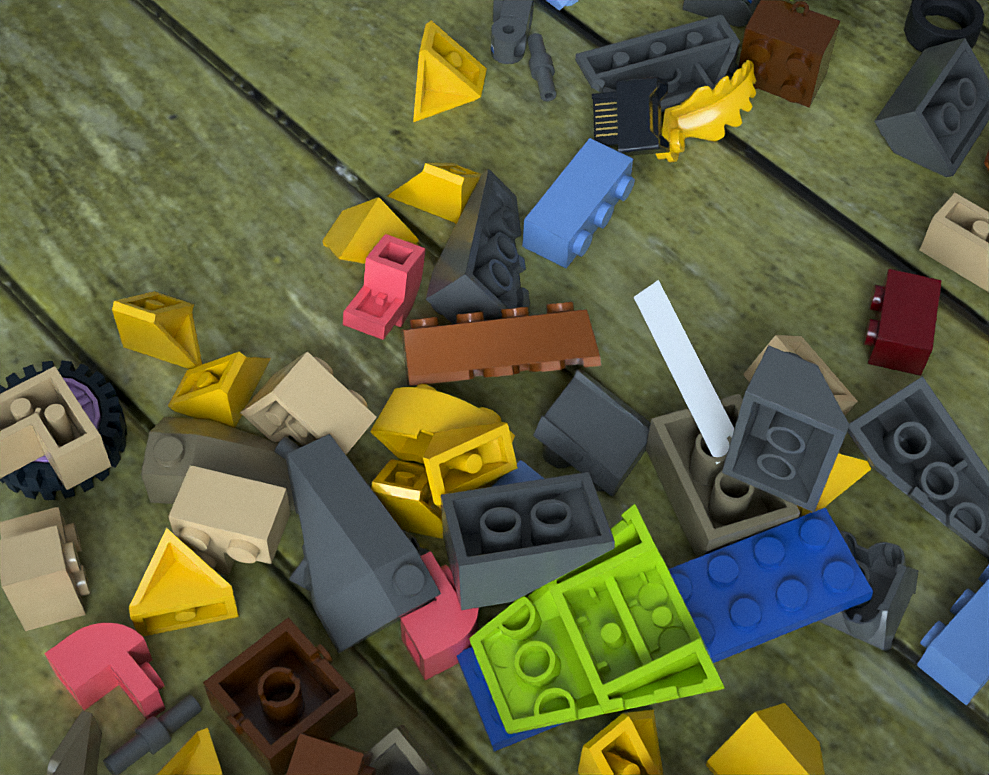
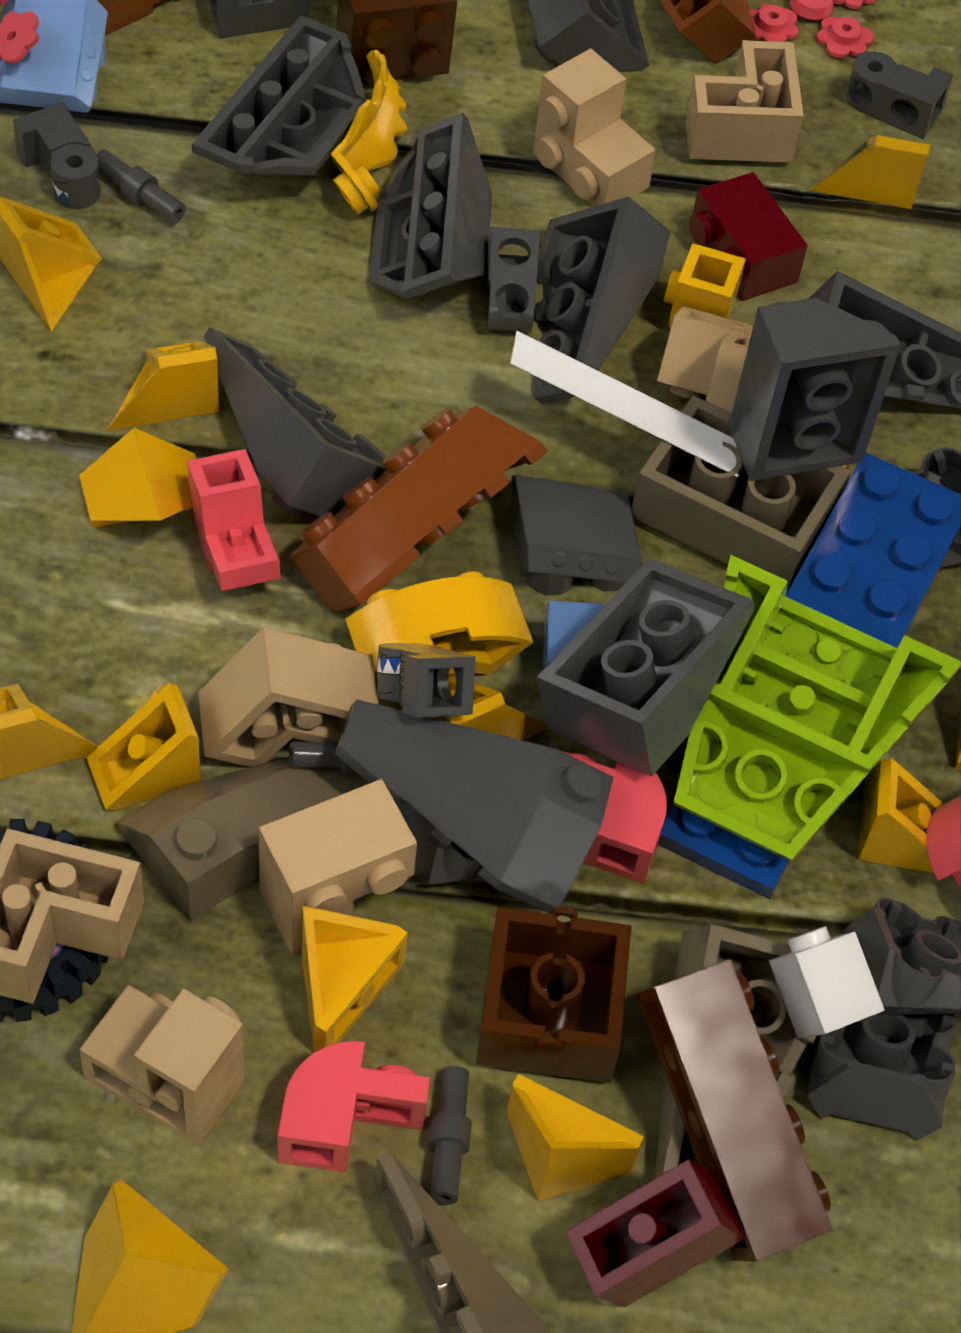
camera: 45 degrees left, 0 degrees up
(377, 449) = (419, 676): none -> dark grey leg
(468, 458) = (513, 632): yellow slope -> none
(578, 203) = (332, 309): medium blue brick -> none
(631, 116) = (313, 181): black piece -> none
(699, 186) = (433, 214): none -> dark grey wedge
(711, 253) = (512, 280): none -> dark grey leg
(772, 283) = (594, 279): none -> dark grey wedge
(834, 334) = (706, 282): none -> yellow brick
(850, 192) = (583, 133): none -> tan brick

